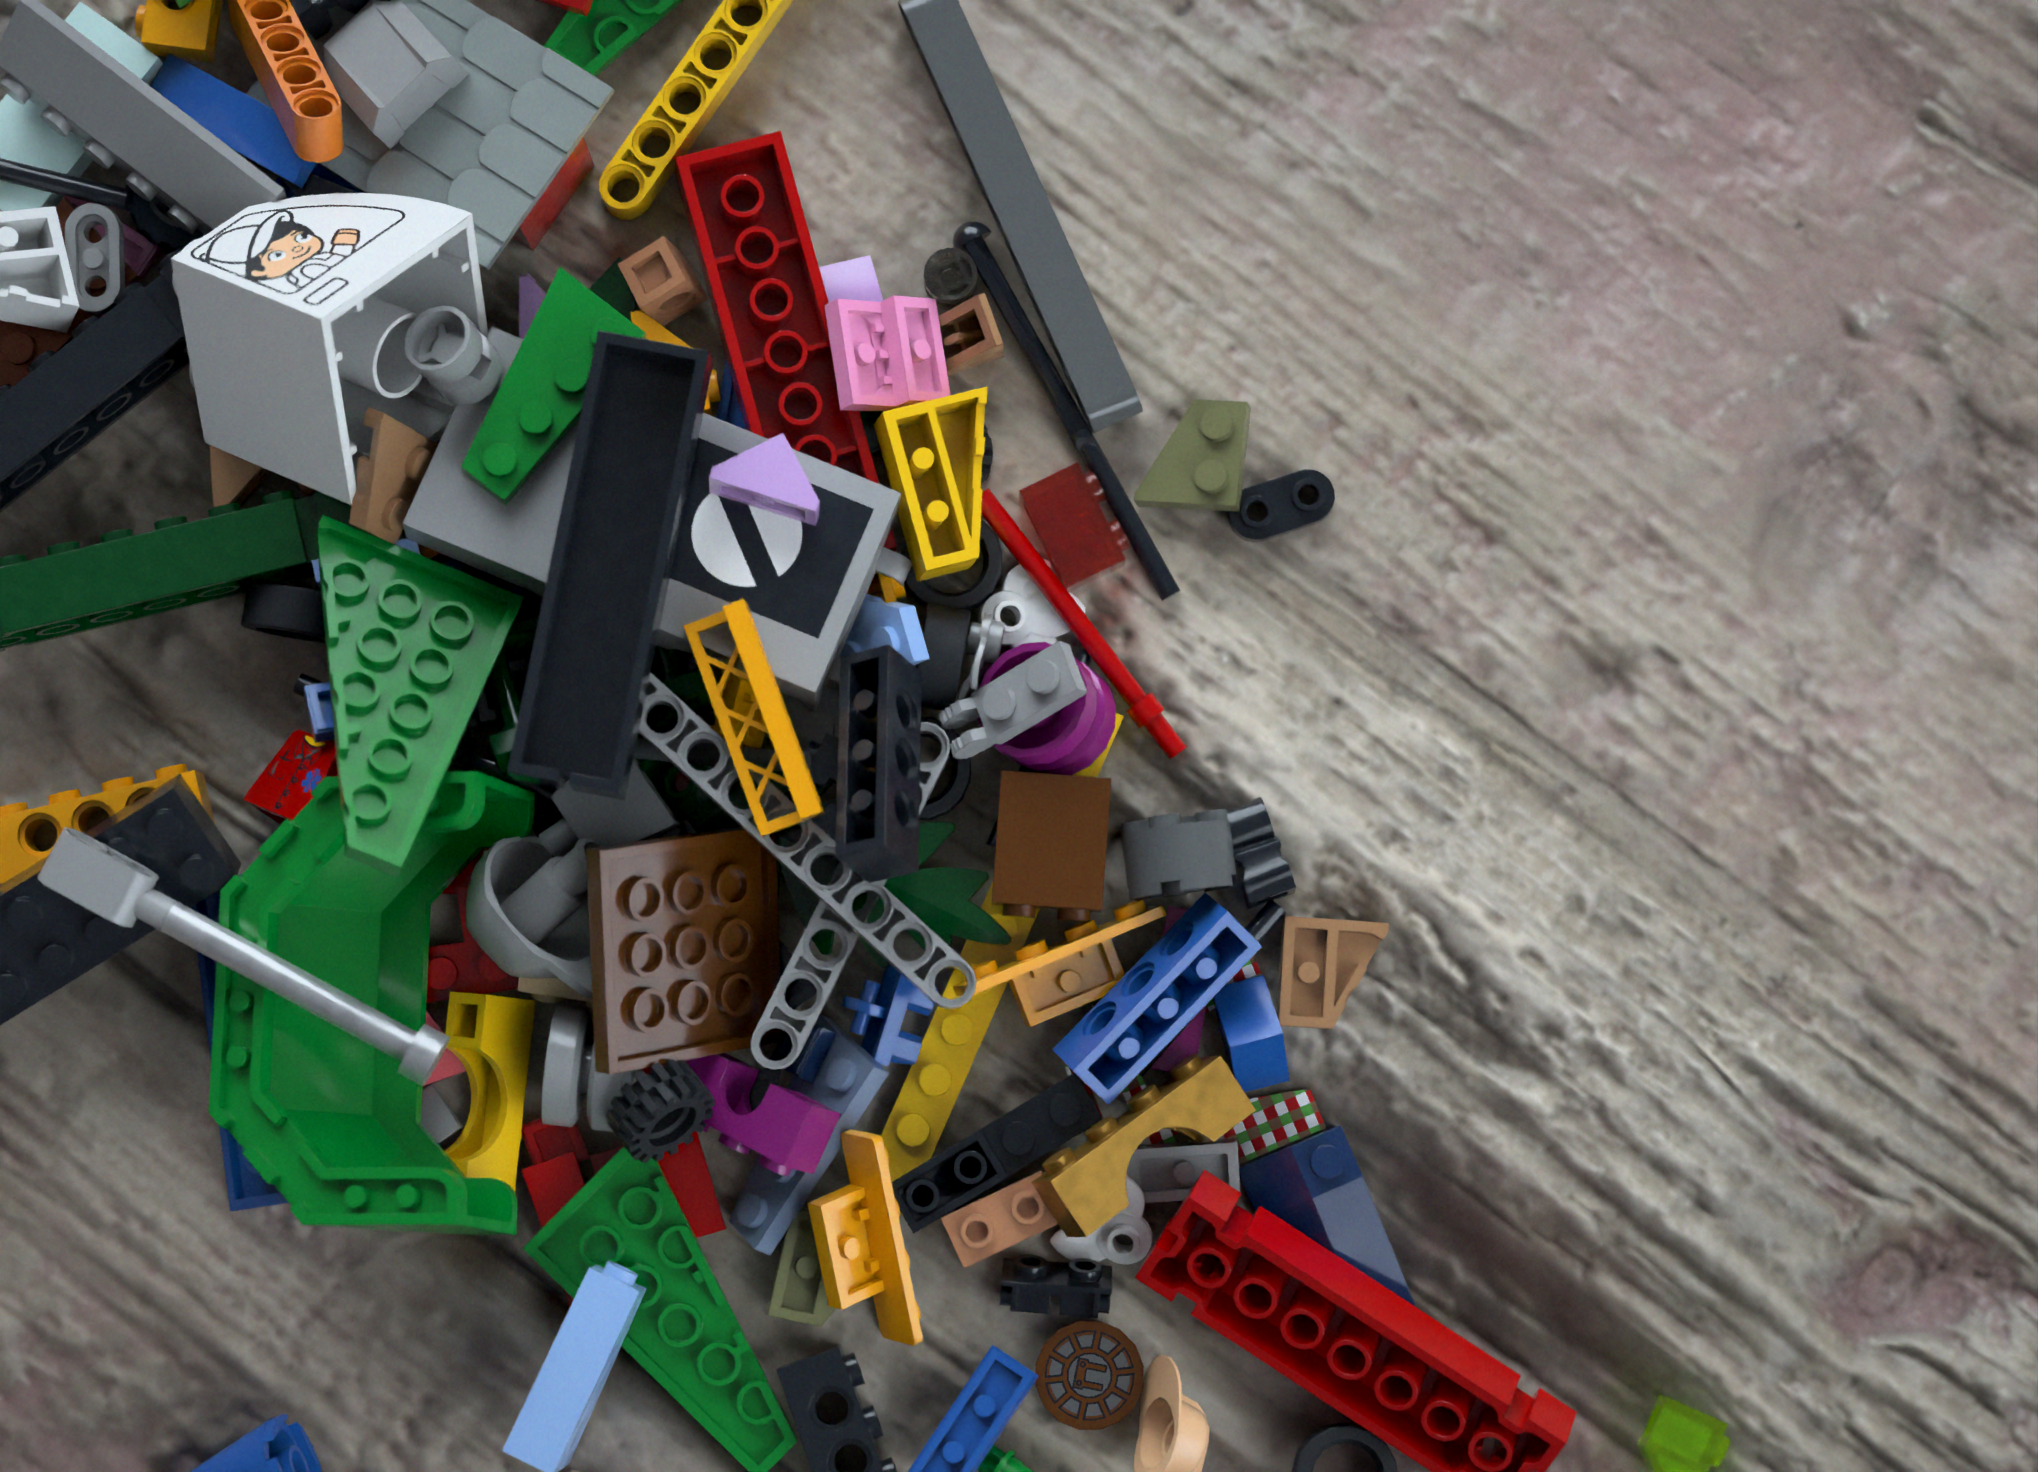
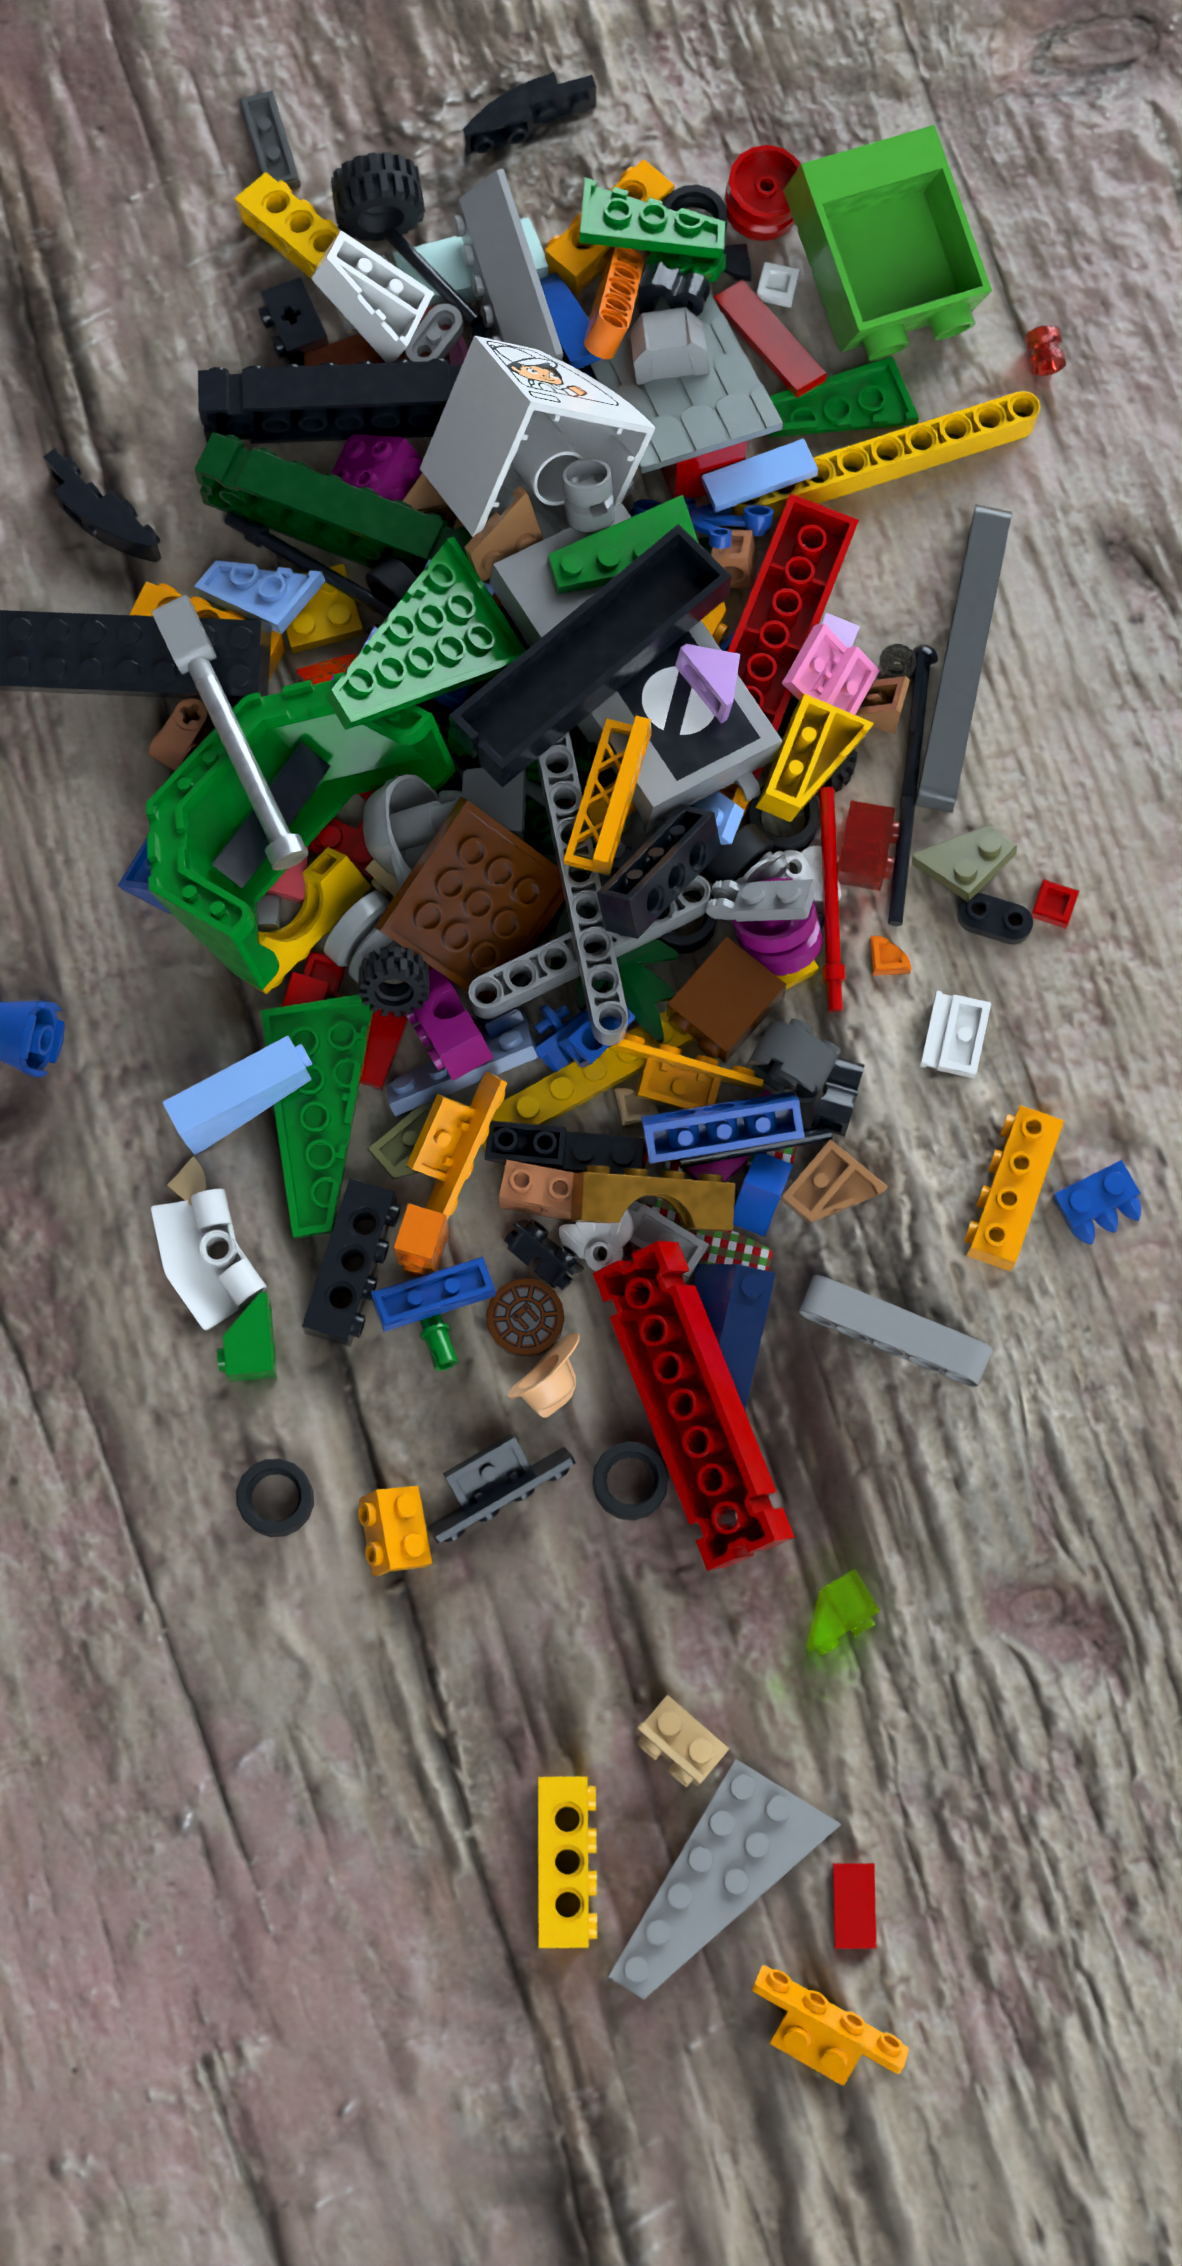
camera: 40 degrees right, 10 degrees down
(66, 656) = (260, 536): none -> black bar
(126, 736) = (258, 593): none -> light blue wing
(146, 474) = (379, 463): none -> magenta bracket
(169, 990) = (177, 737): none -> nougat piece
(206, 696) = (325, 619): none -> yellow plate
(360, 966) = (291, 789): none -> black slope
(619, 156) = (759, 475): none -> light blue tile
(655, 215) = (755, 518): none -> blue plant
(913, 1384) = (421, 1240): none -> orange brick
(919, 1014) = (581, 1043): none -> blue leg
(1033, 1042) = (632, 1107): none -> tan tile
(1191, 643) = (887, 957): none -> orange tile
(1336, 683) = (955, 1034): none -> white plate
(1337, 437) = (1054, 904): none -> red tile
(1515, 1085) = (895, 1330): none -> light grey beam
(1530, 818) = (1014, 1187): none -> light orange brick
(1632, 761) = (1097, 1199): none -> blue plate

